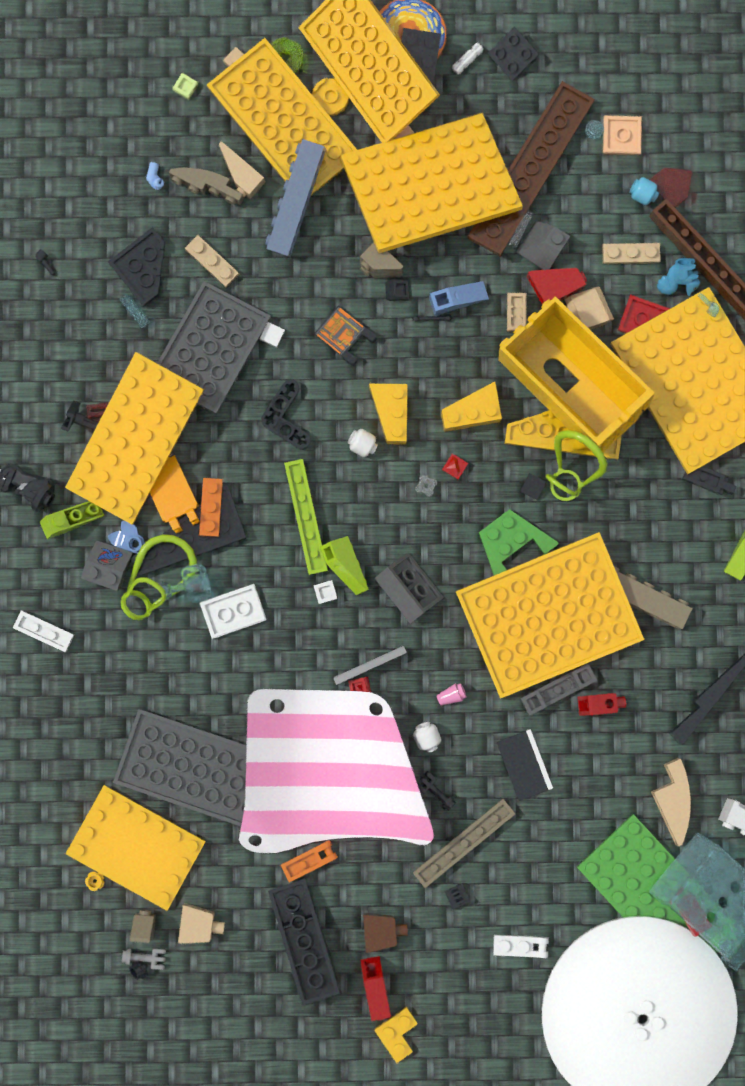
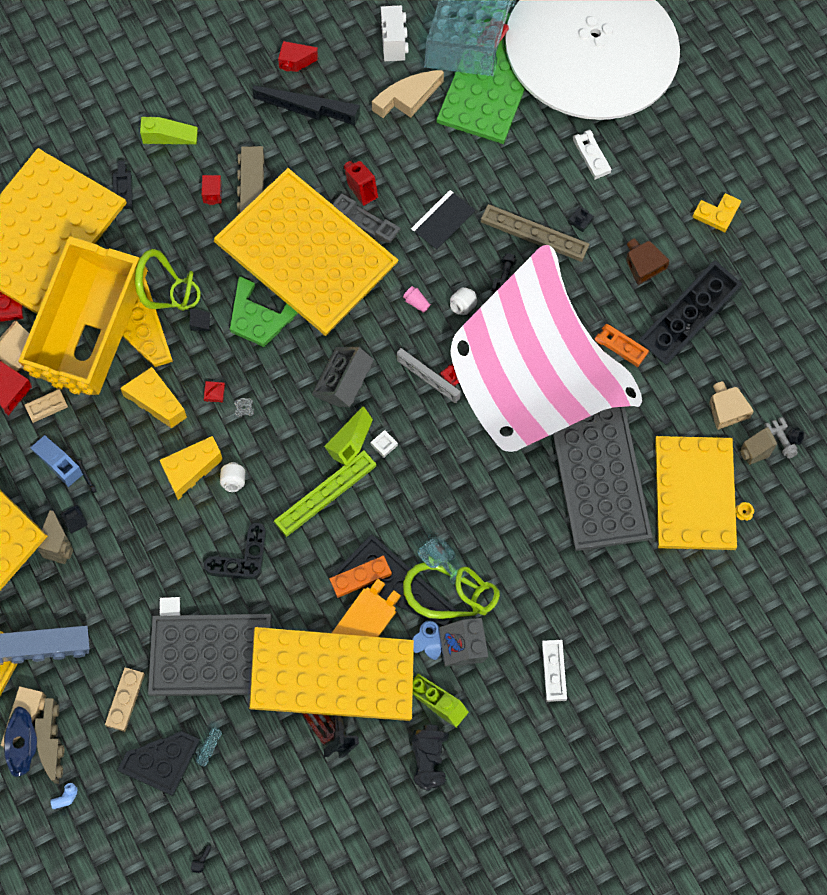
camera: 115 degrees left, 15 degrees down
(204, 151) = (19, 758): none -> dark blue piece
(233, 611) = (443, 514): white tile -> none
(341, 333) = (138, 547): flag -> none
(375, 988) = (692, 242): red slope -> none
(662, 560) = (211, 189): none -> red brick

